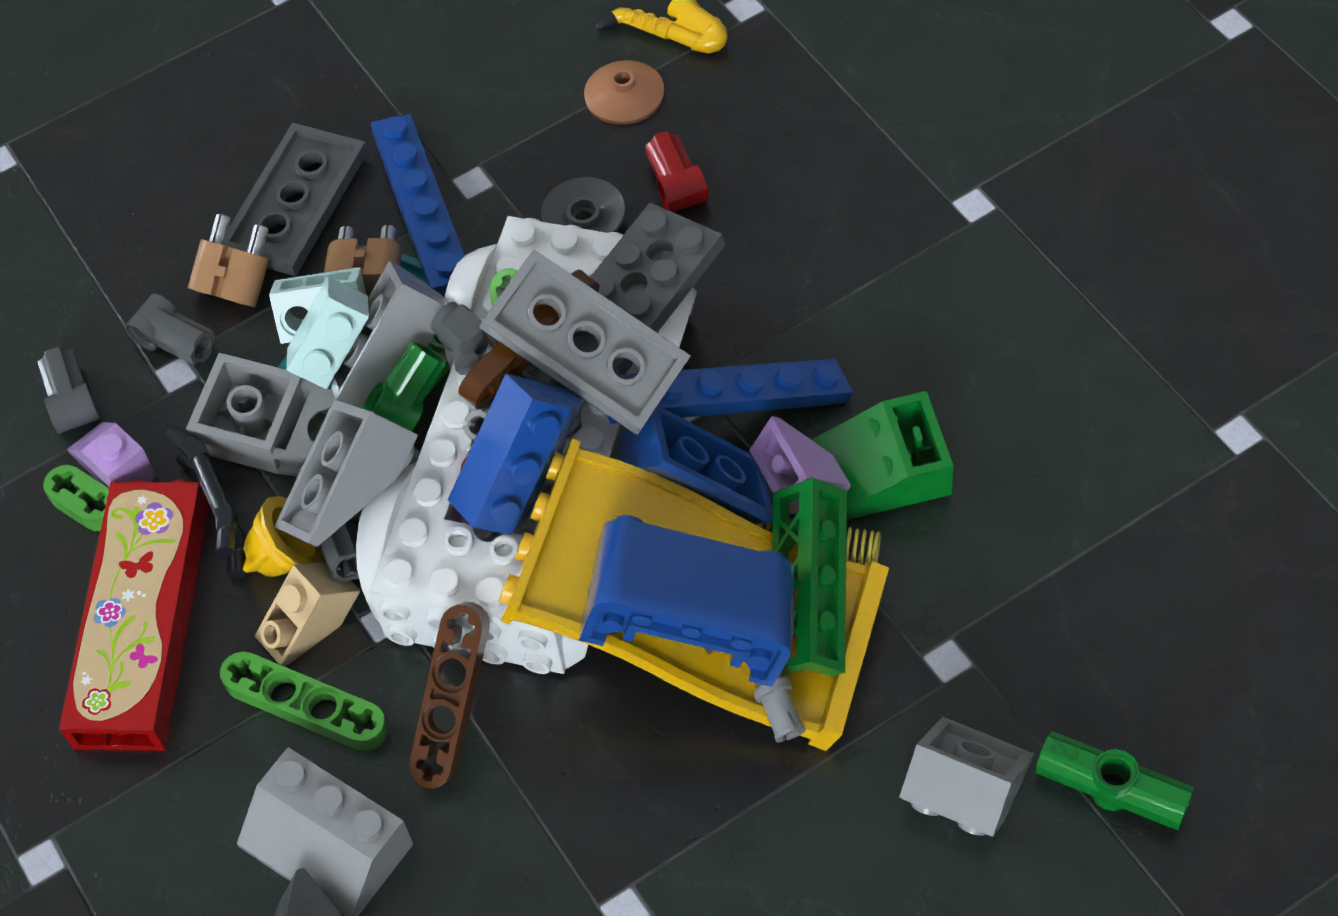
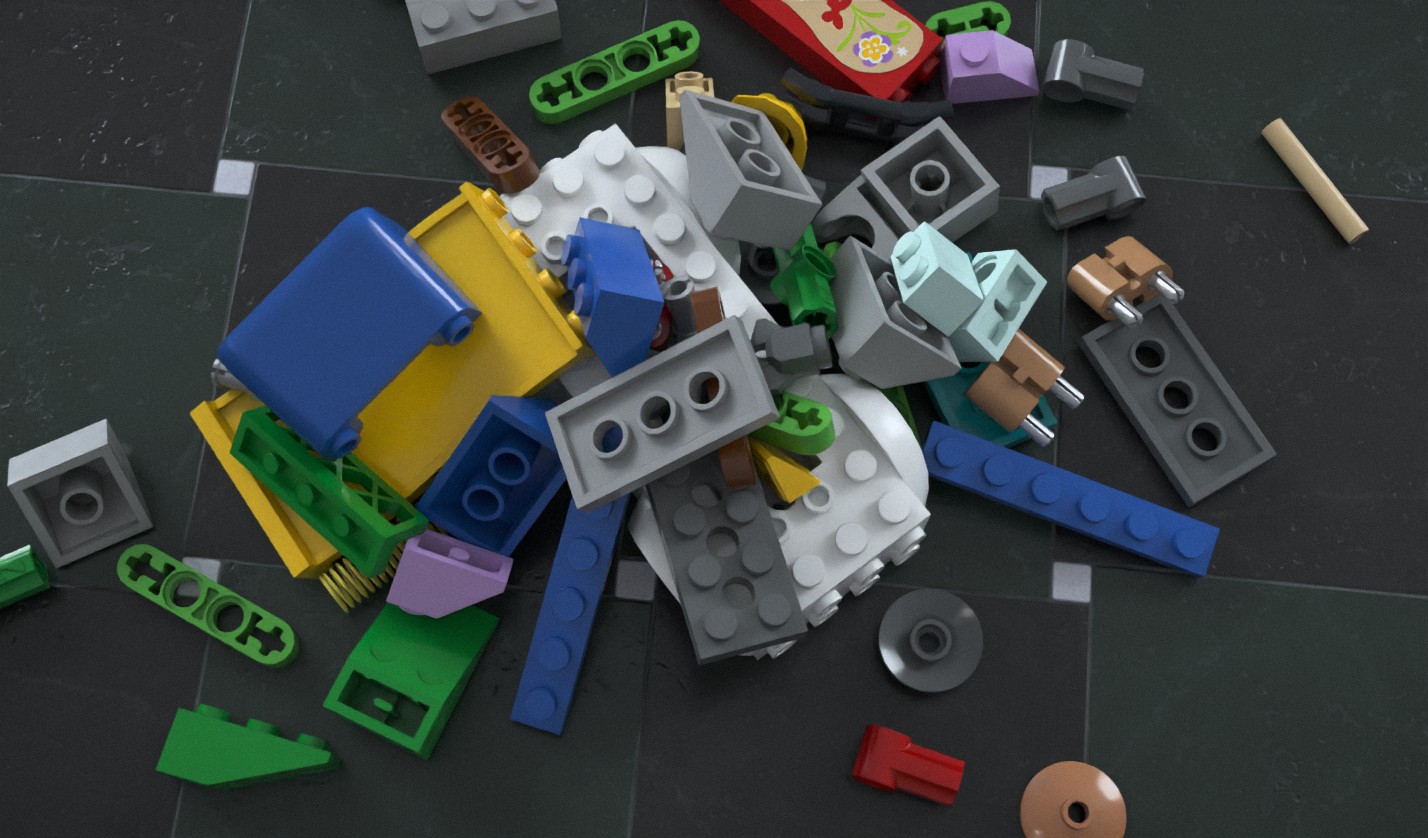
camera: 120 degrees right, 15 degrees up
(55, 227) = (1315, 181): none -> tan piece
(964, 627) = (205, 610): none -> bright green beam
(1039, 521) = (230, 756): none -> green slope

